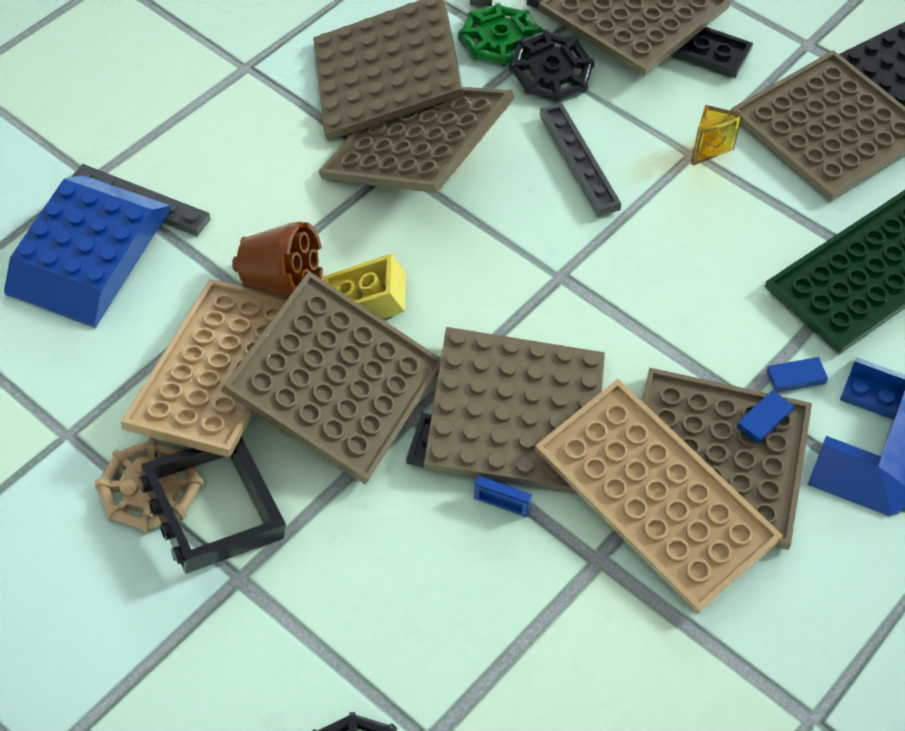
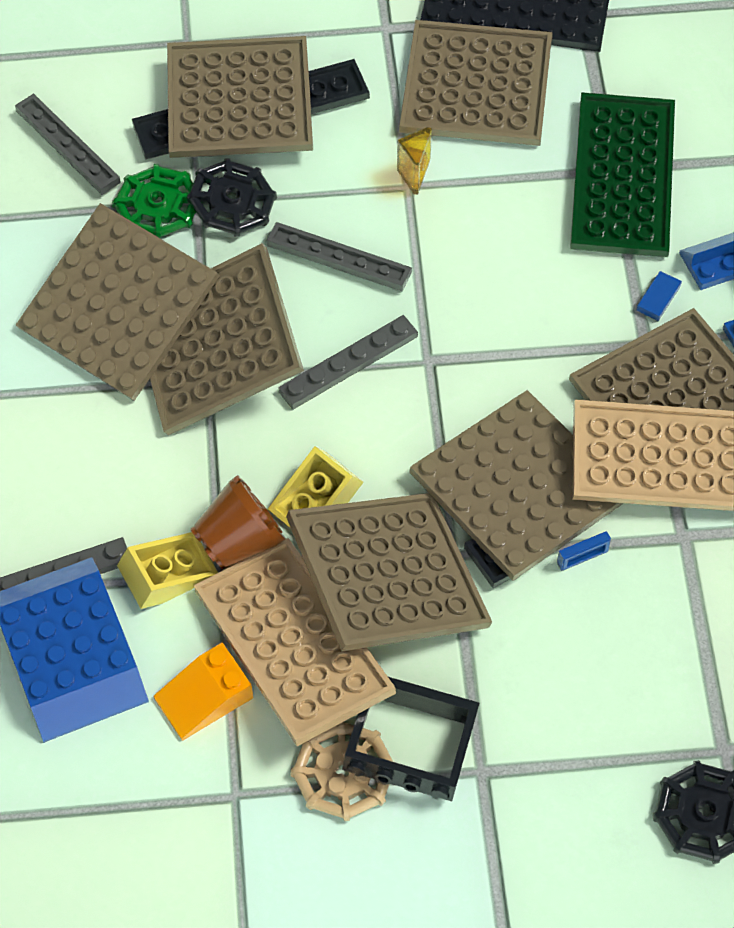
camera: 45 degrees left, 5 degrees up
(128, 349) = (204, 692): none -> light orange slope
(203, 252) = (165, 568): none -> light yellow slope
(500, 230) = (348, 362): none -> dark grey plate
(765, 416) = (680, 343): blue tile -> none

